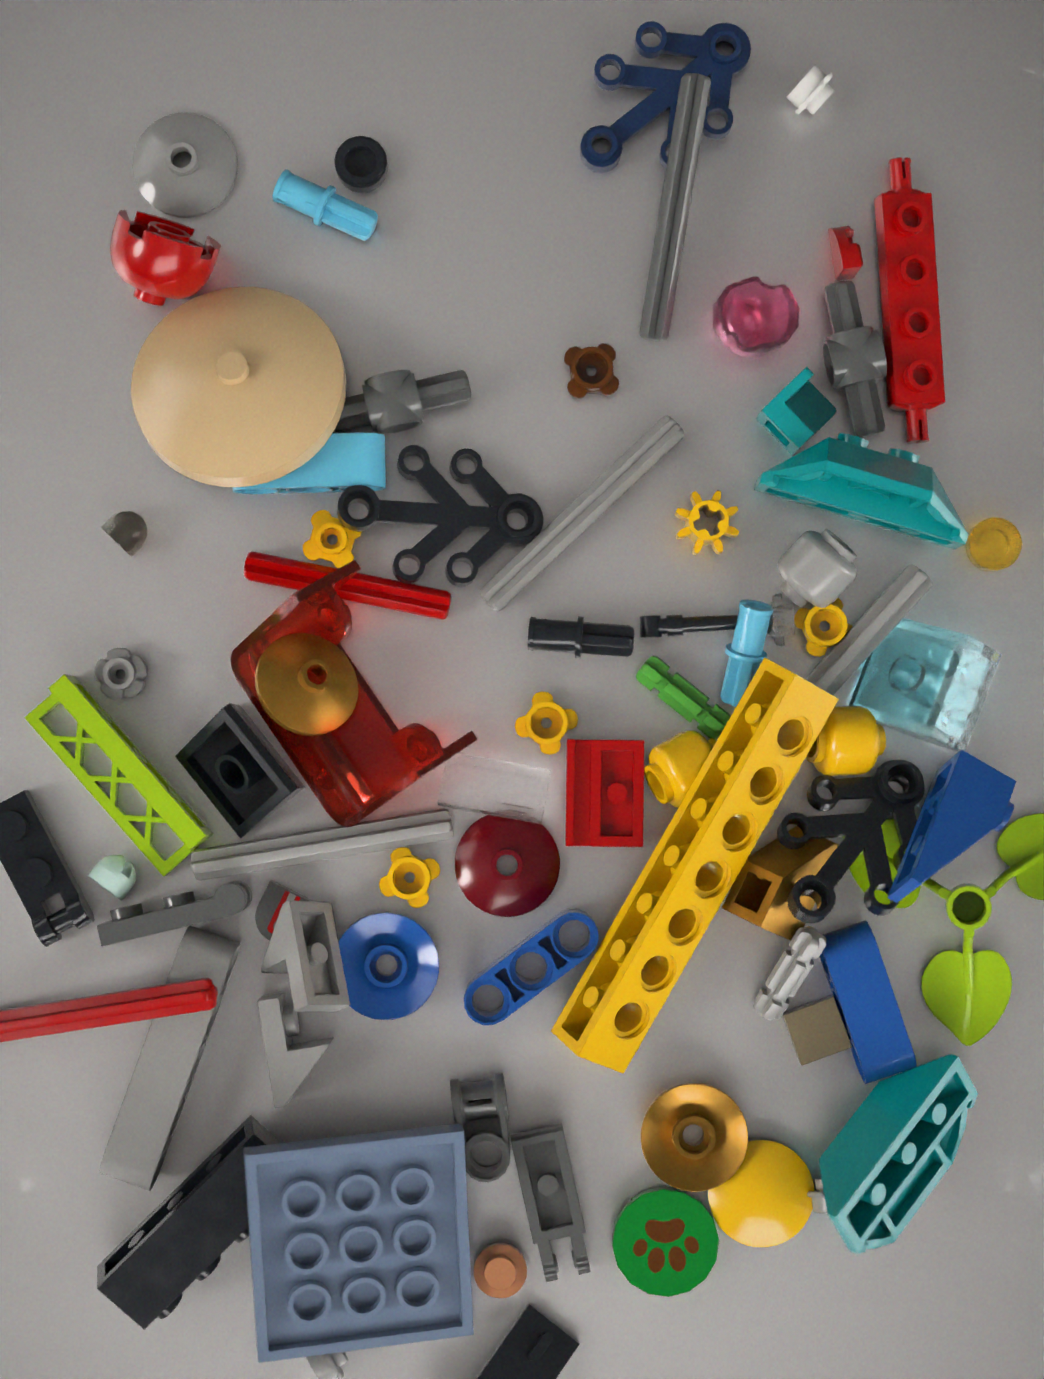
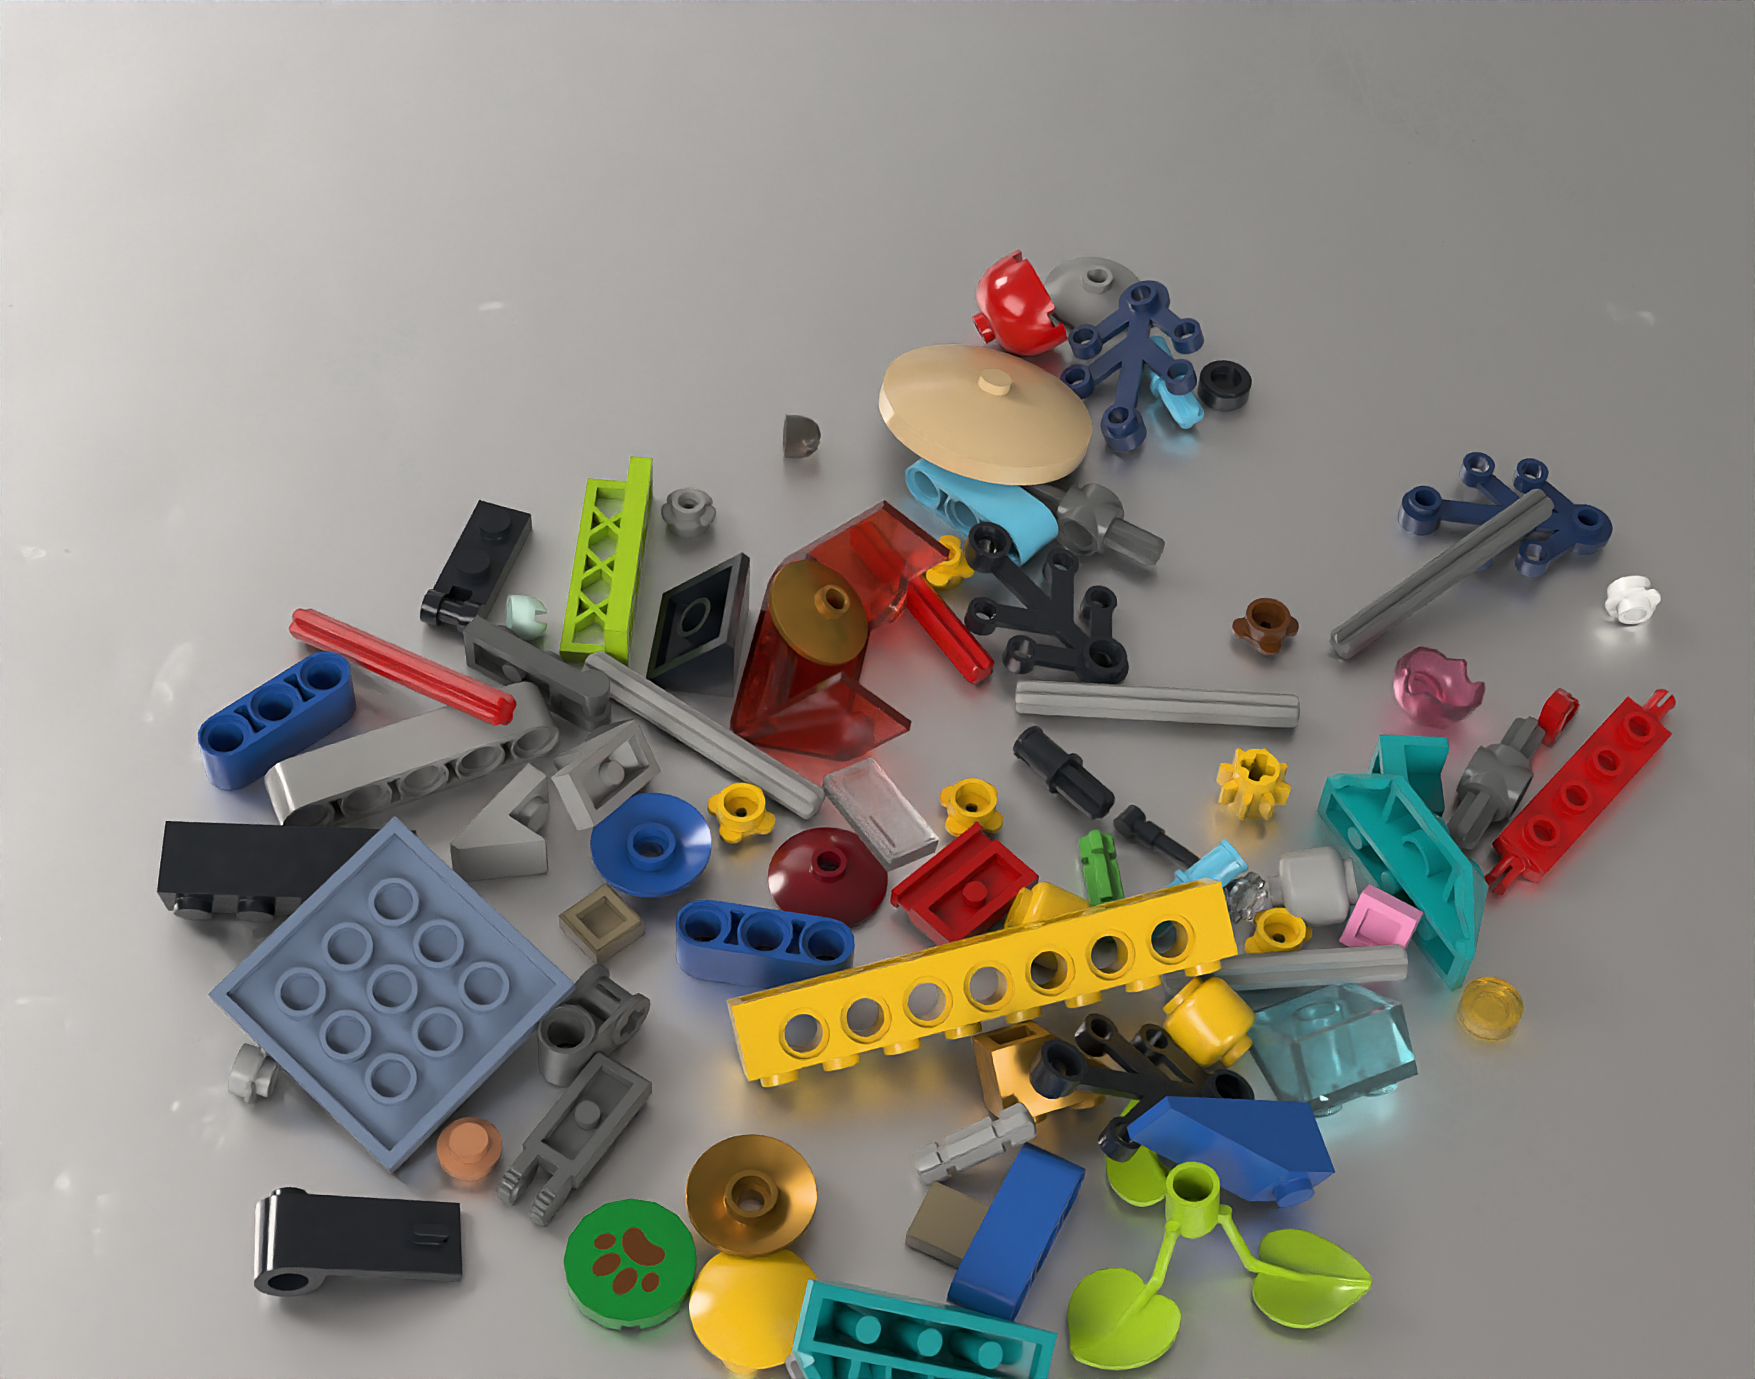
camera: 40 degrees right, 35 degrees down
(42, 1144) = (277, 720): none -> blue beam
(280, 211) = (1140, 309): none -> dark blue plant
(410, 1044) = (602, 924): none -> dark tan tile
(882, 556) = (1380, 920): none -> bright pink plate

